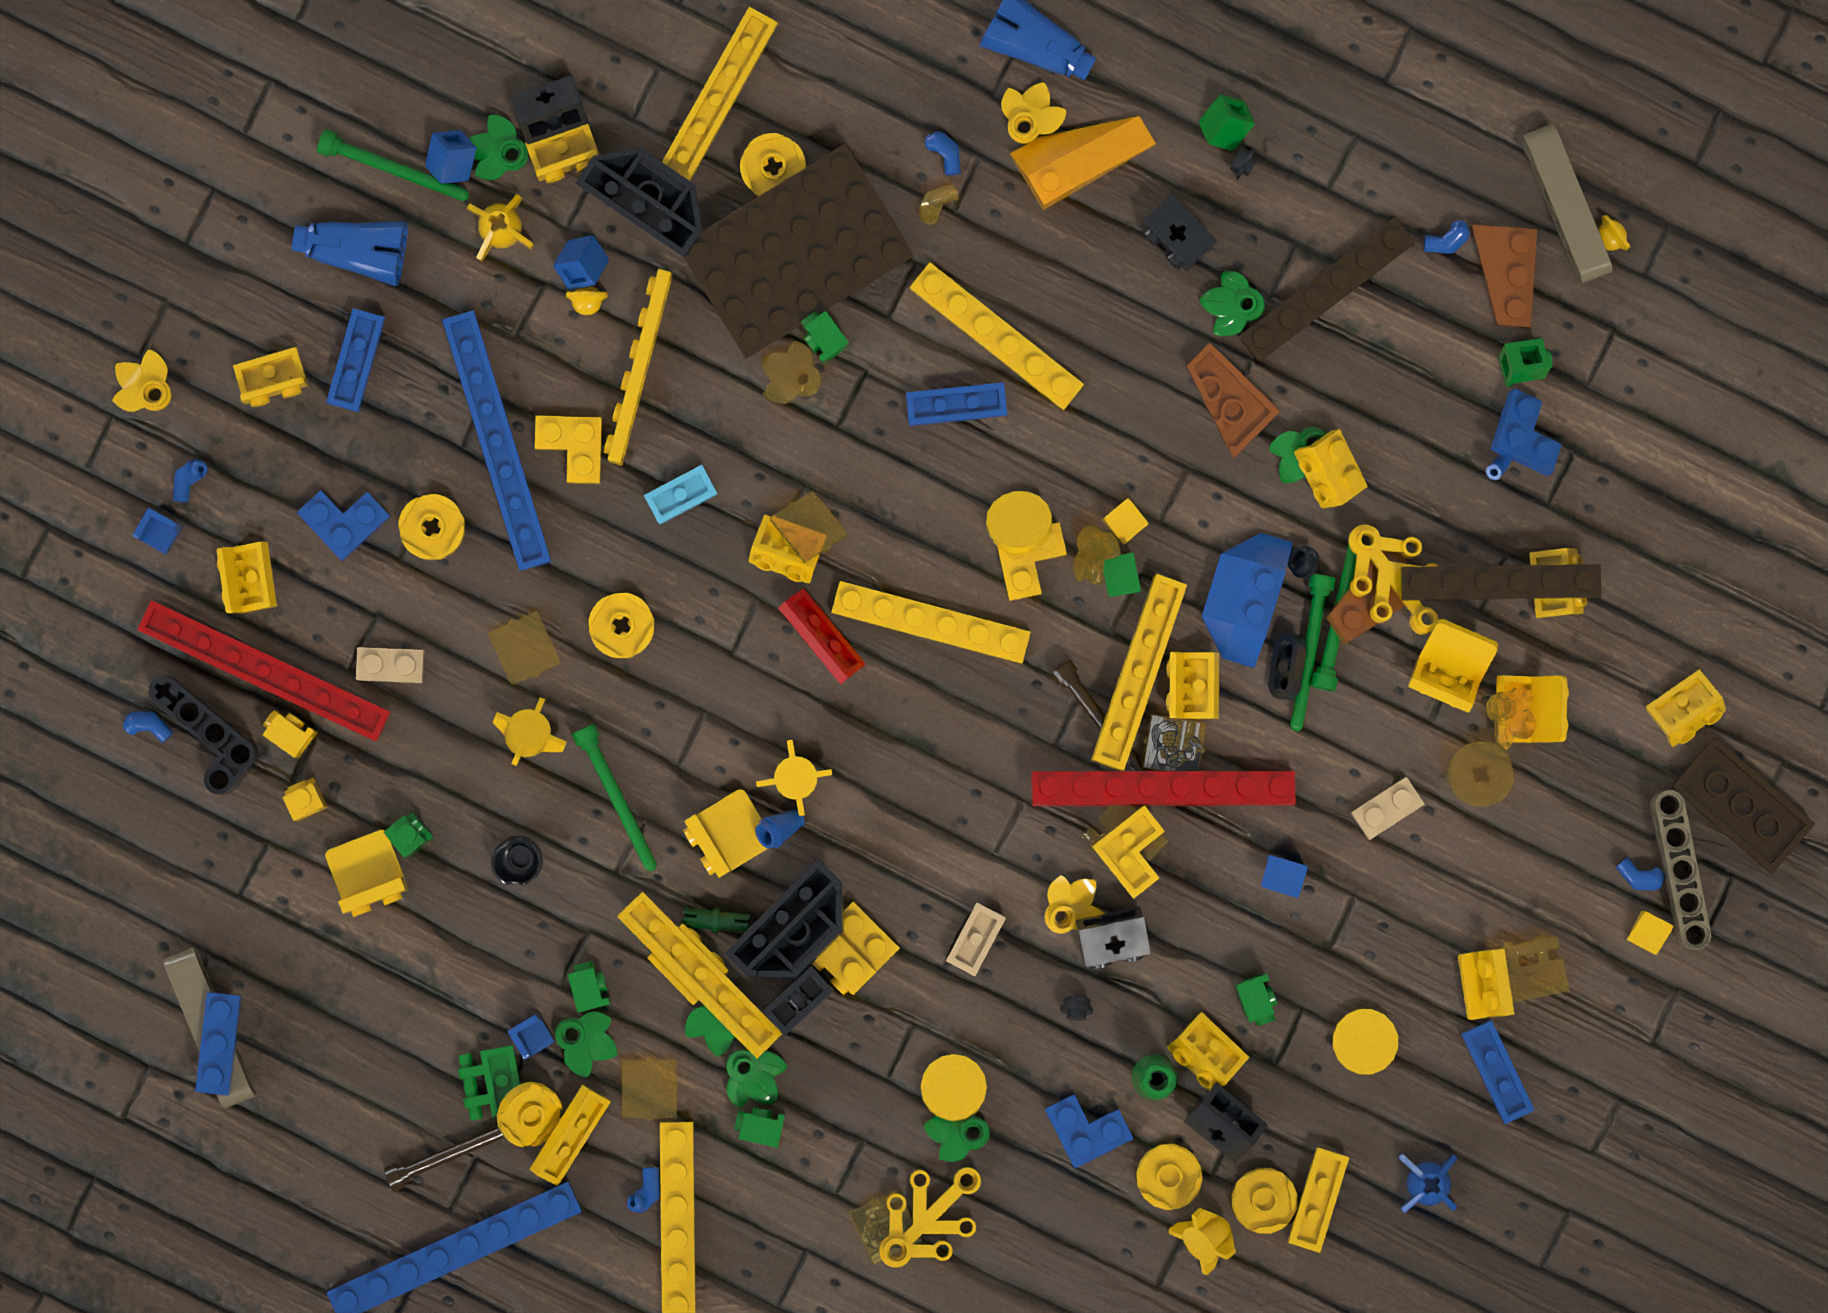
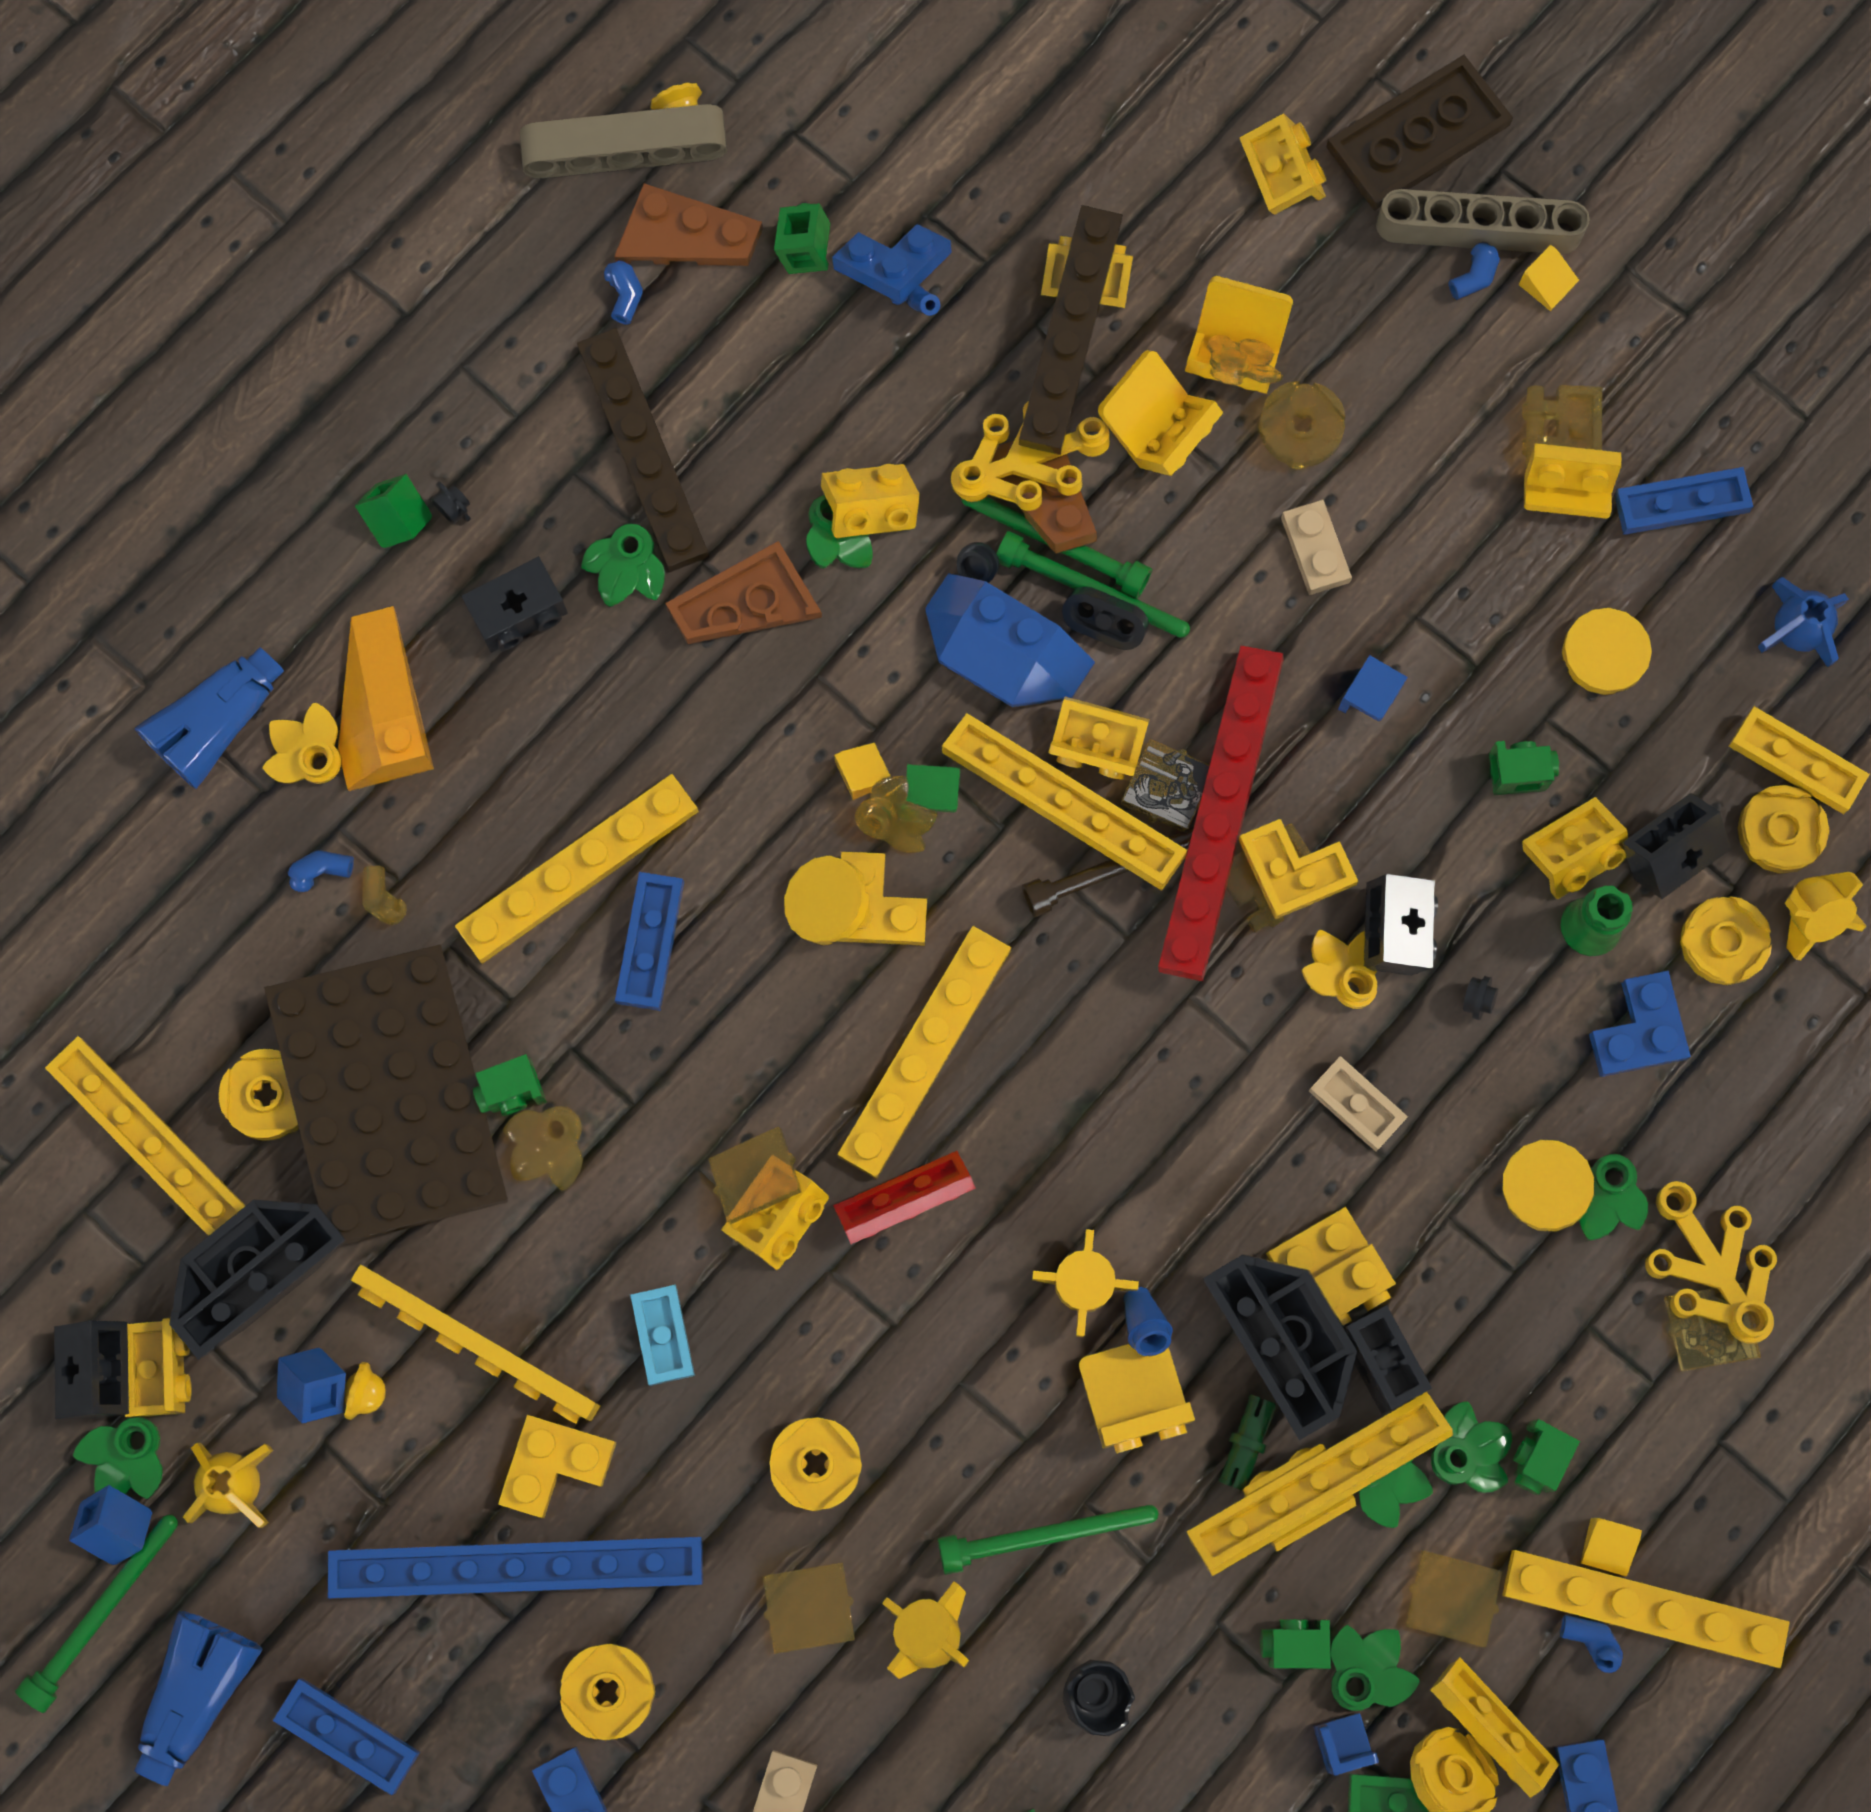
camera: 70 degrees left, 10 degrees down
(713, 1188) = (1610, 1546): none -> yellow slope

